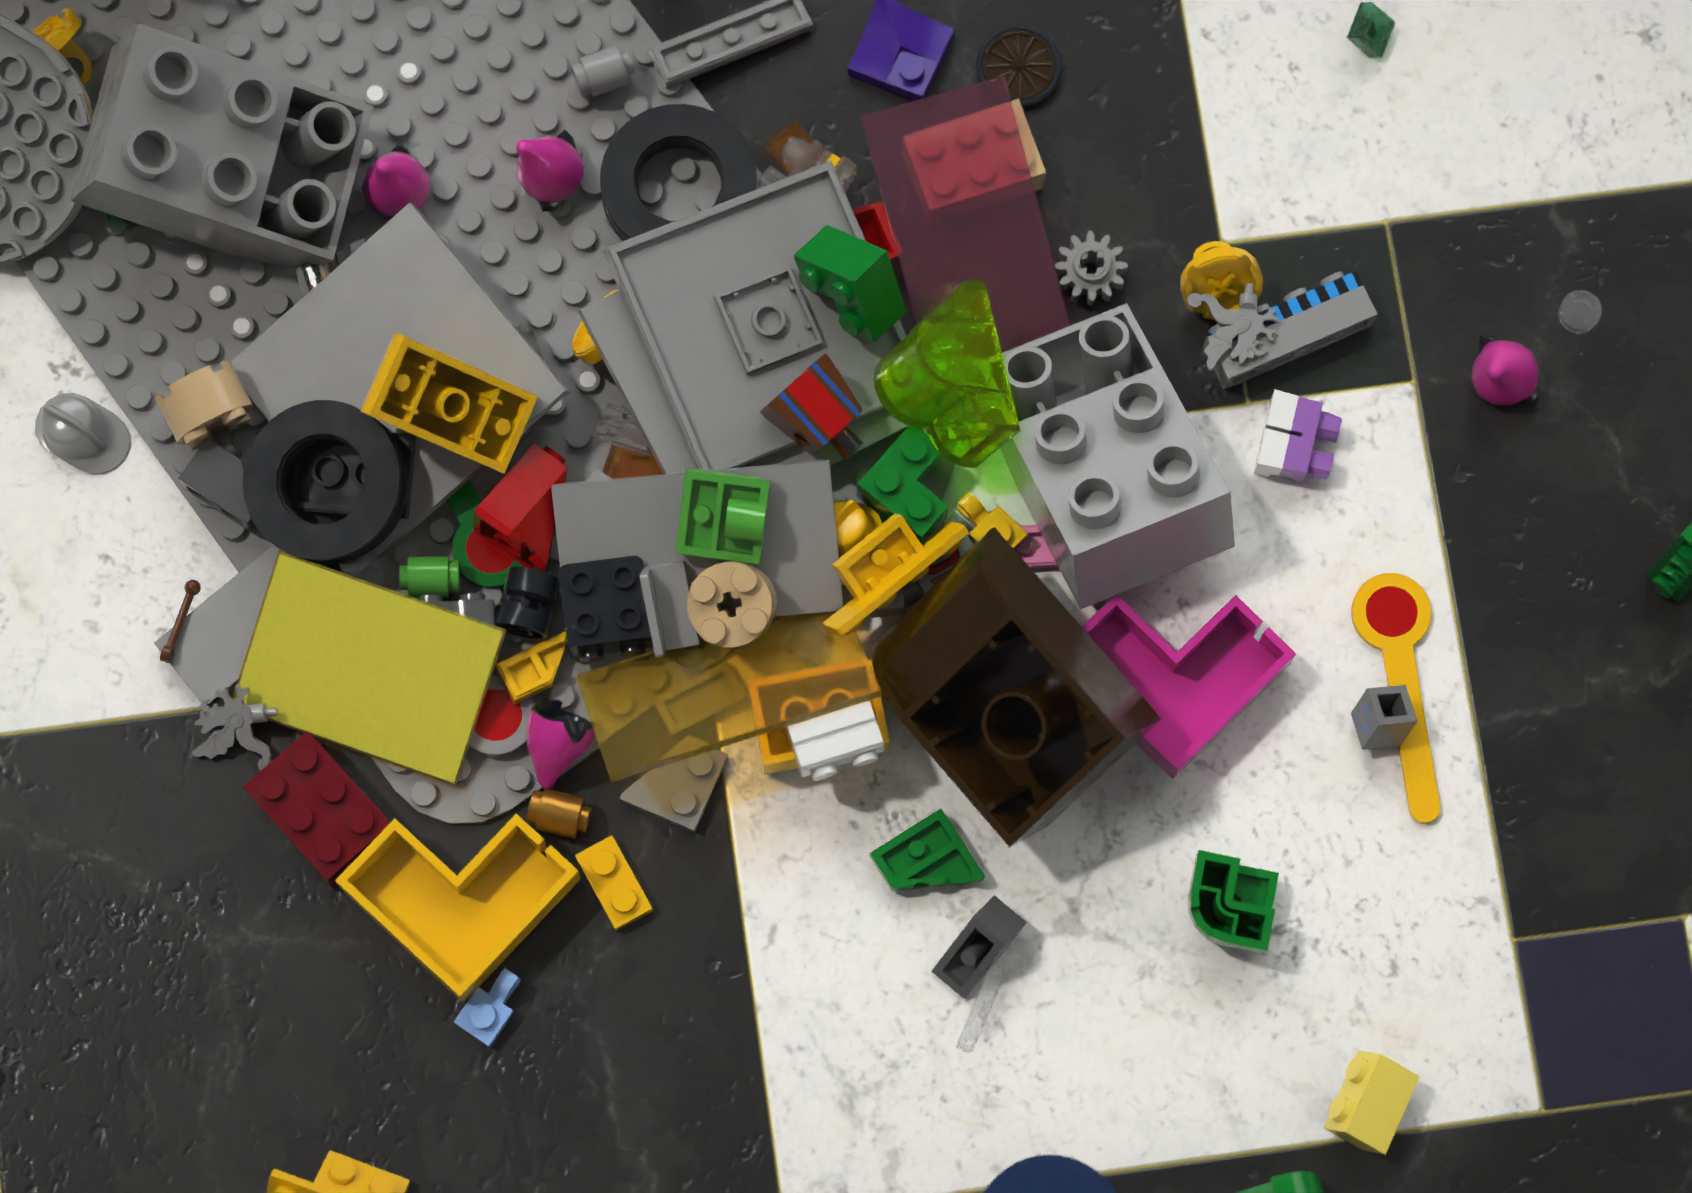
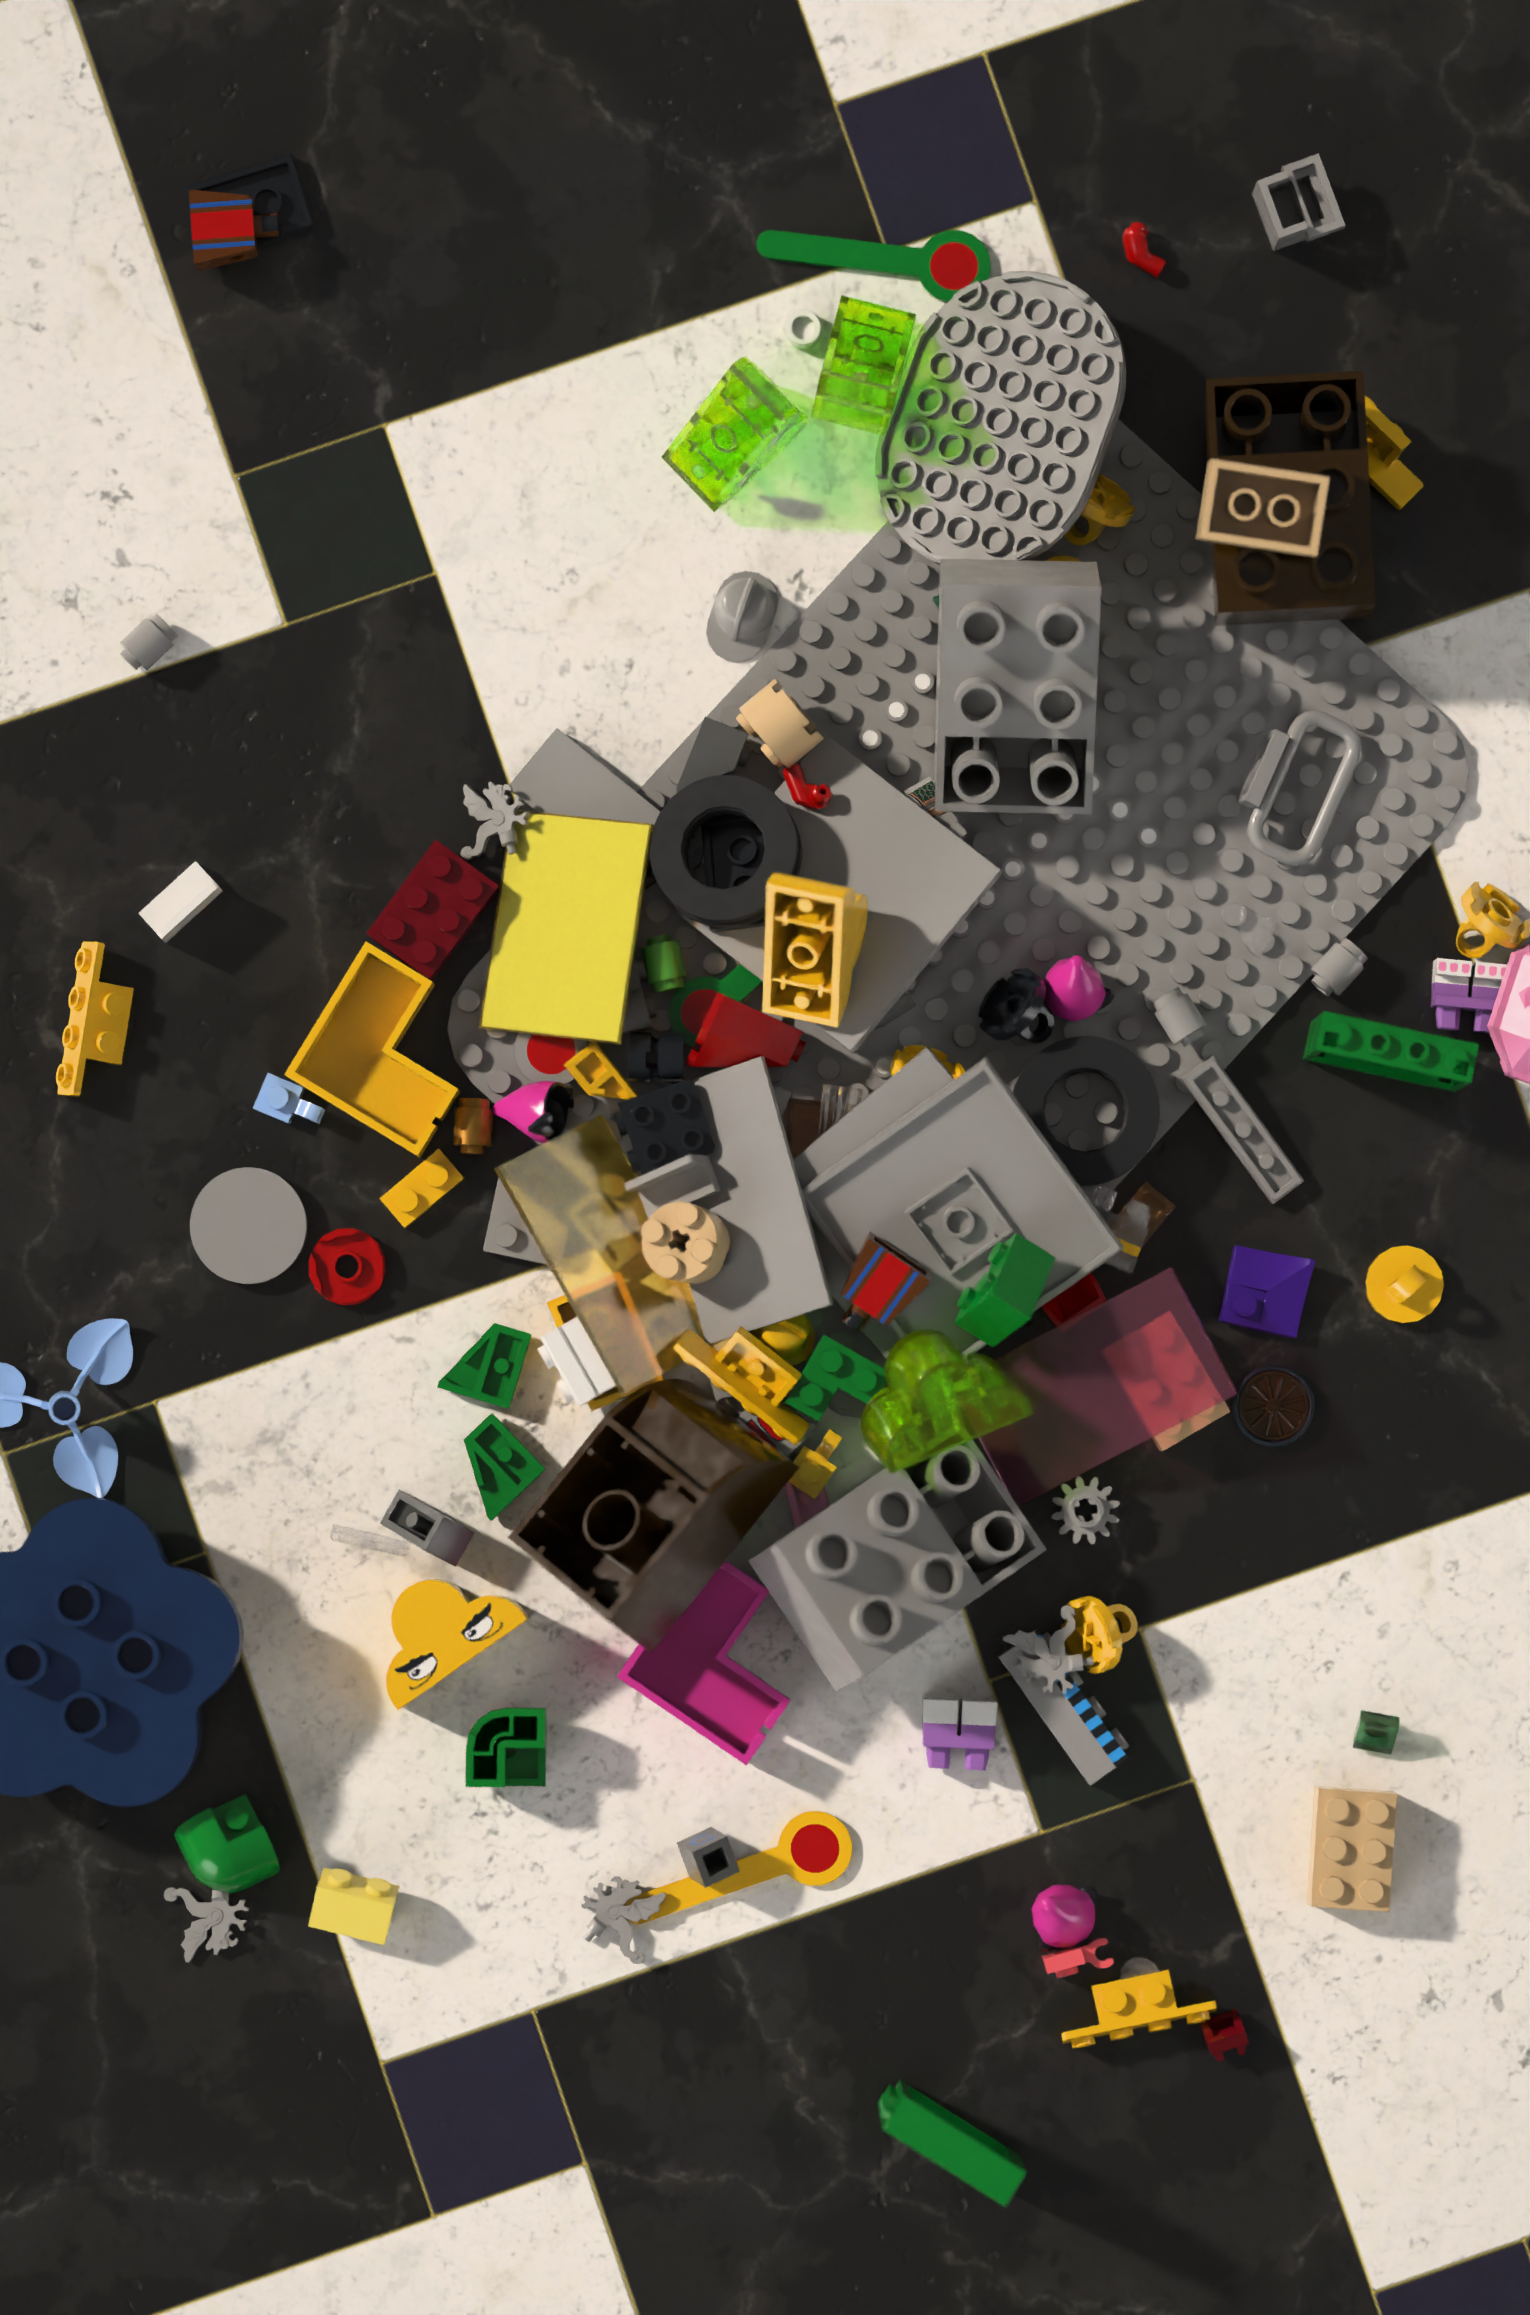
camera: 80 degrees right, 10 degrees up
(191, 588) = (611, 751): reddish brown hinge -> none
(247, 1081) = (180, 902): none -> white panel
(284, 394) = (804, 793): none -> red arm
(395, 182) = (1030, 851): dark pink hat -> none
(556, 227) = (1013, 1006): none -> black tile
(614, 1076) = (248, 1225): none -> light grey tile
(686, 1004) = (347, 1243): none -> red tile
(722, 515) = (761, 1218): bright green plate -> none
(820, 846) = (490, 1367): none -> green wing
(1097, 948) = (441, 1633): none -> yellow brick
(1421, 833) = (612, 1912): none -> light grey piece
(1485, 75) = (1351, 1848): none -> tan brick
(1552, 378) = (1067, 1960): none -> coral plate
(1607, 317) = (1136, 2004): none -> yellow bracket
(1652, 237) = (1224, 2033): none -> dark red tile

